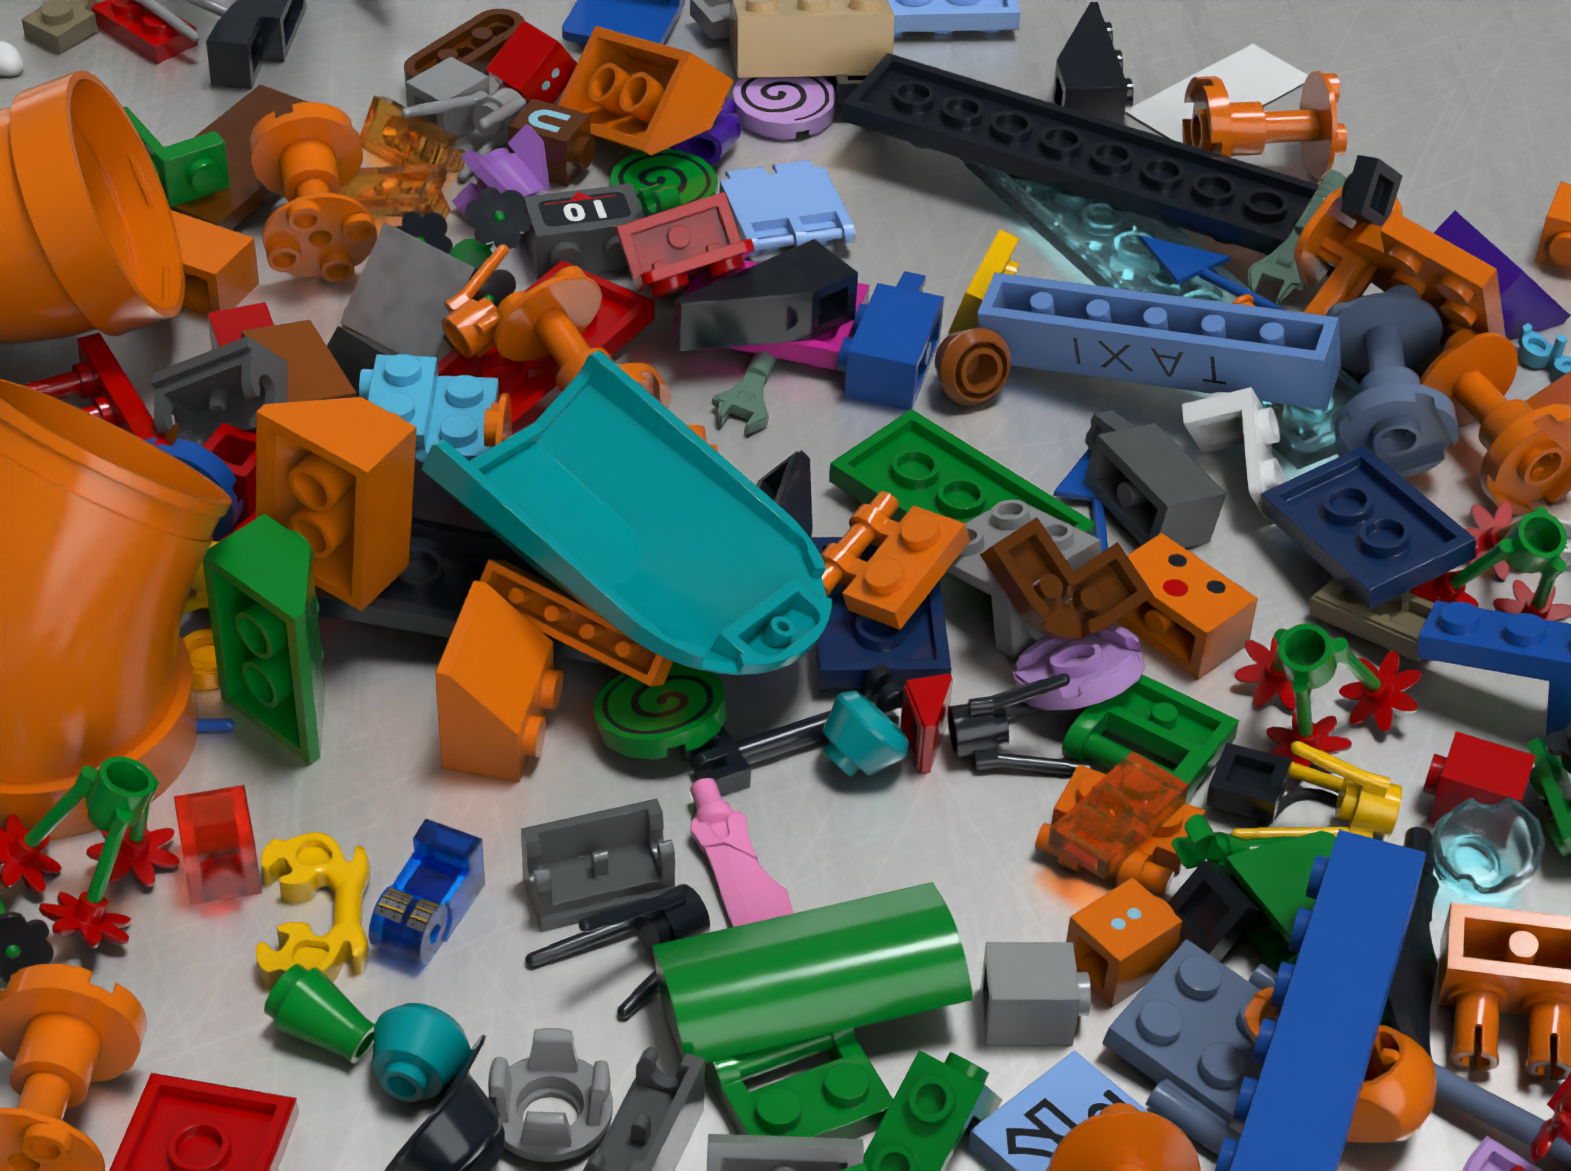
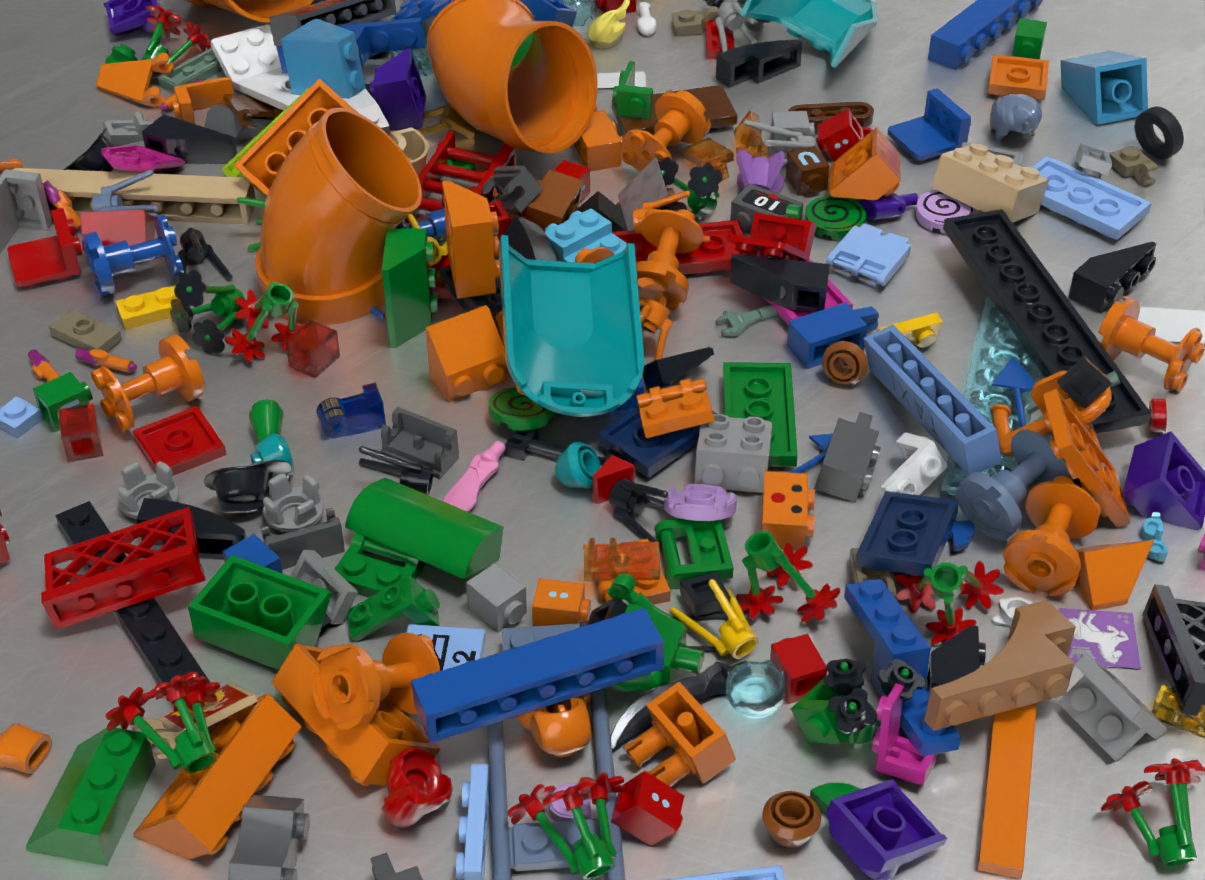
camera: 50 degrees right, 0 degrees up
(302, 868) = (331, 377): yellow helmet -> none
(1055, 597) = (714, 469): reddish brown plate -> none

